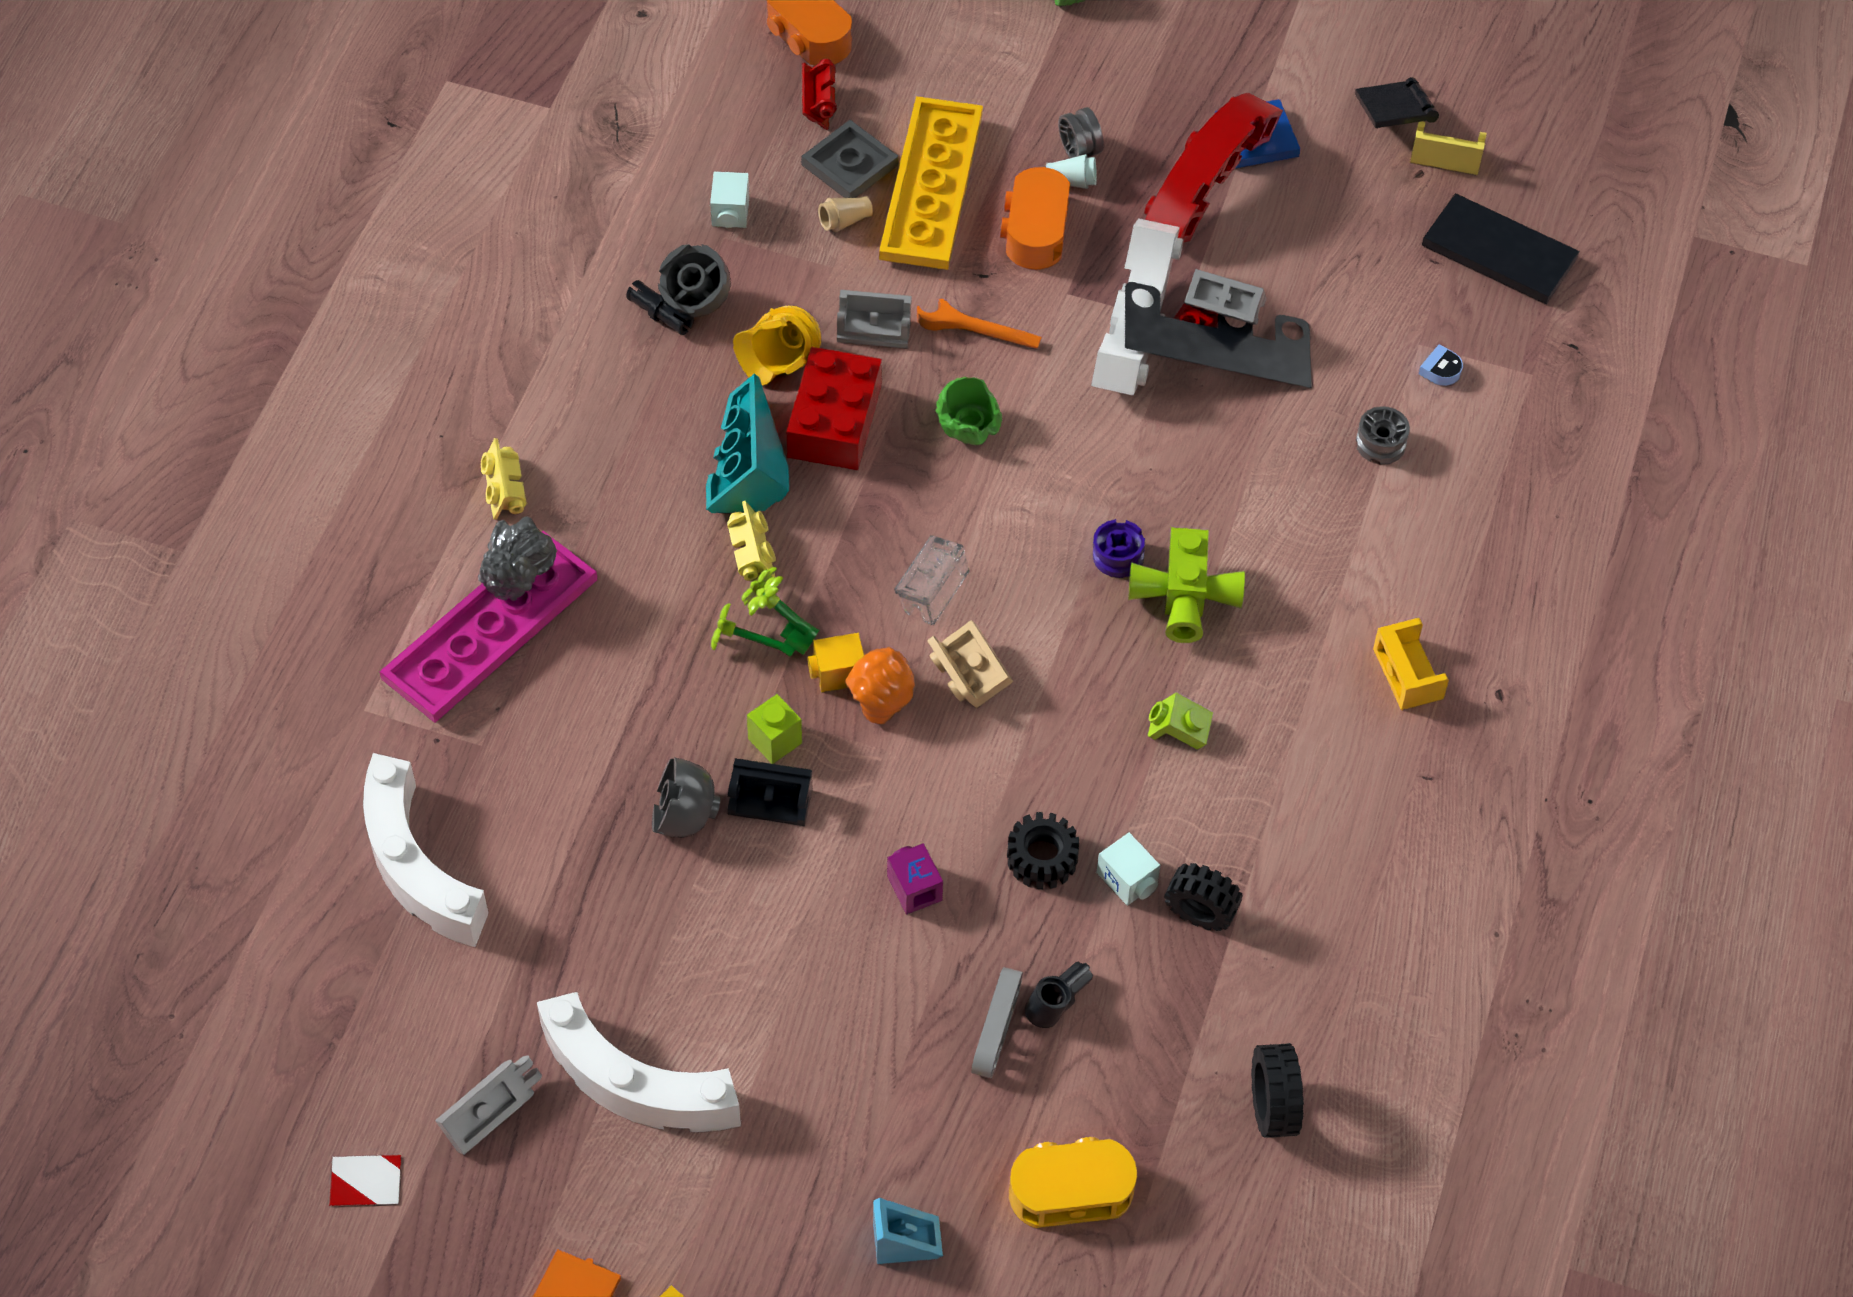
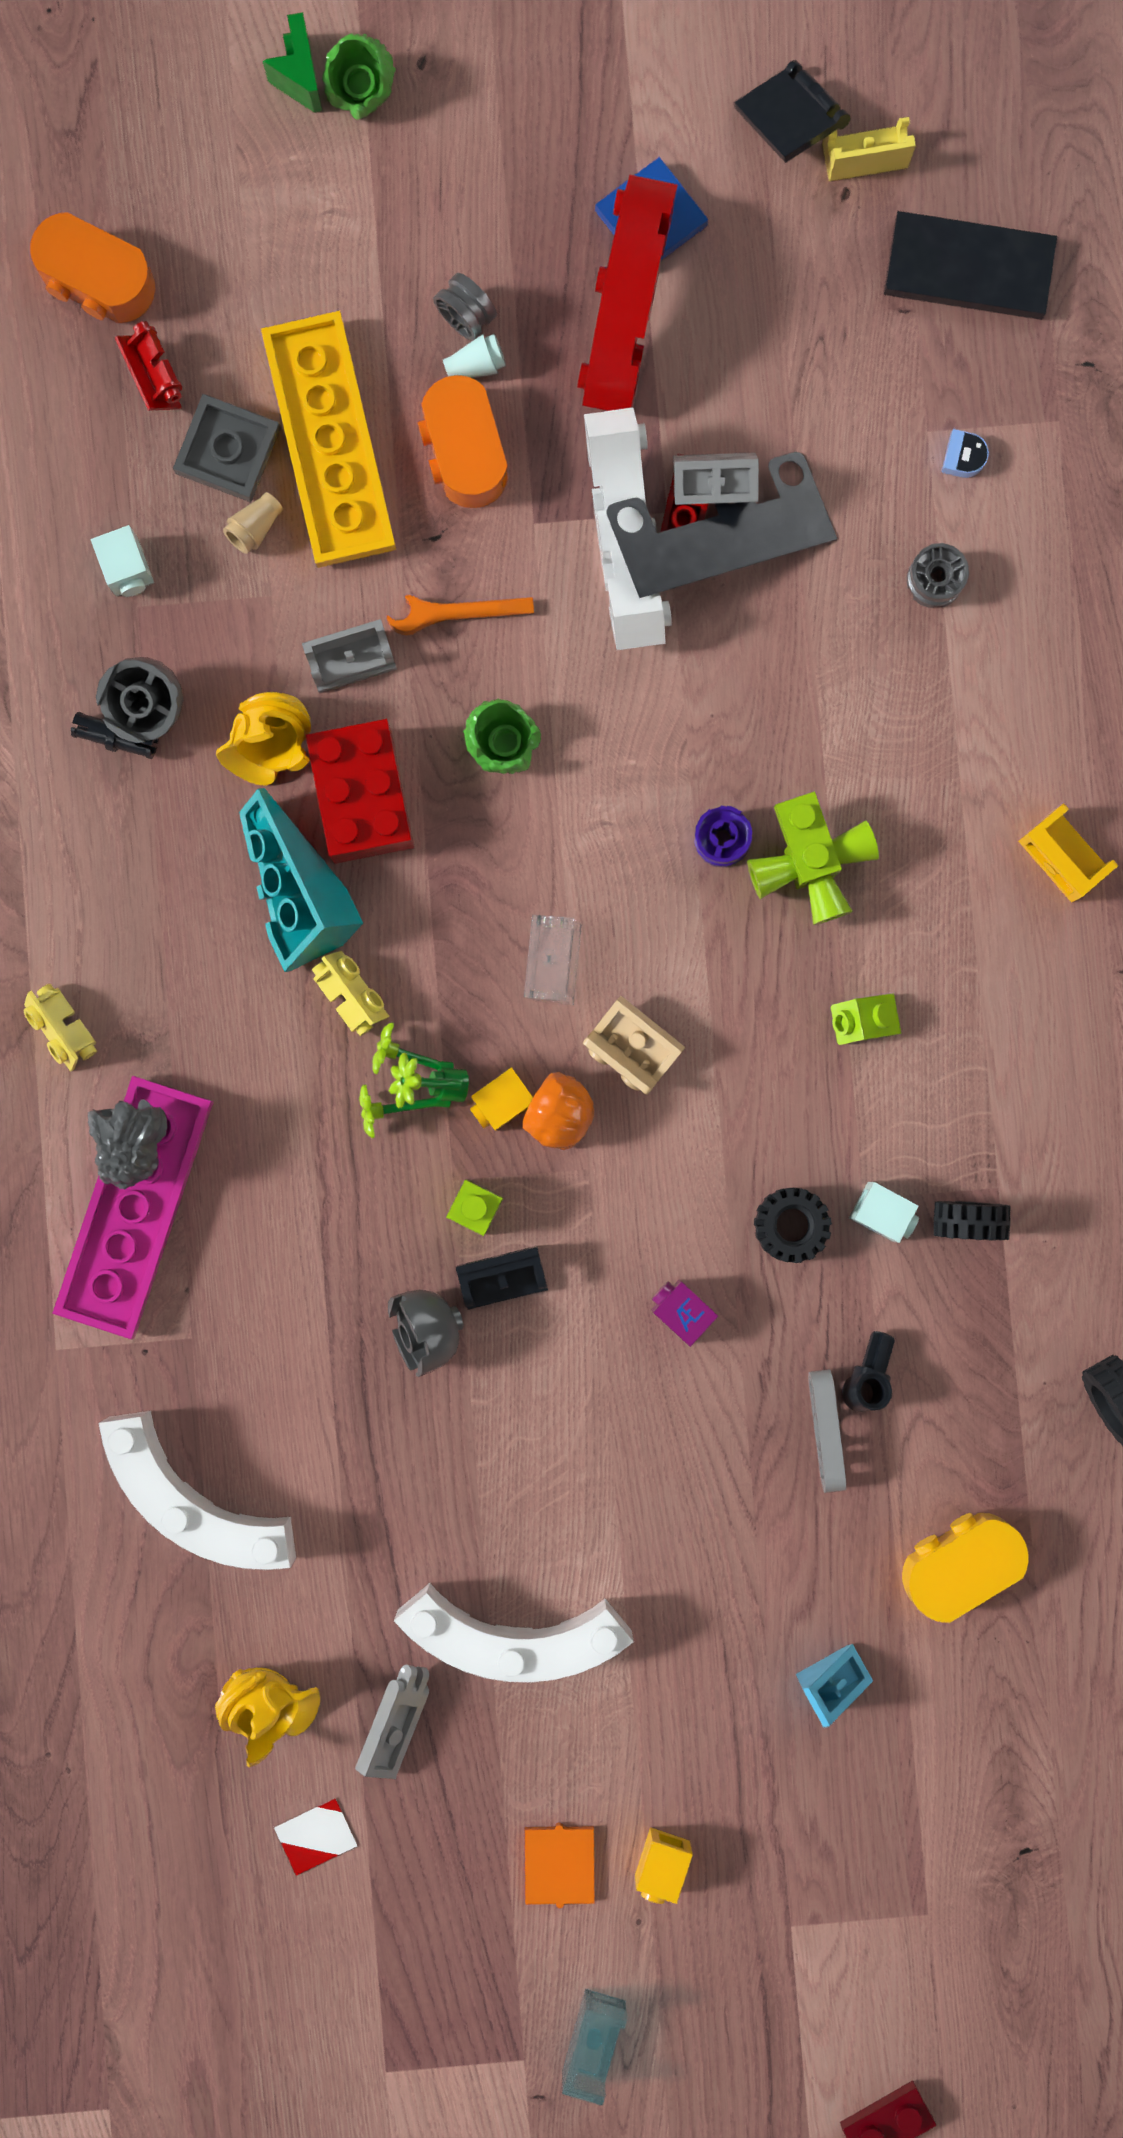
camera: 25 degrees left, 30 degrees up
(386, 1039) = (264, 1709): none -> yellow helmet

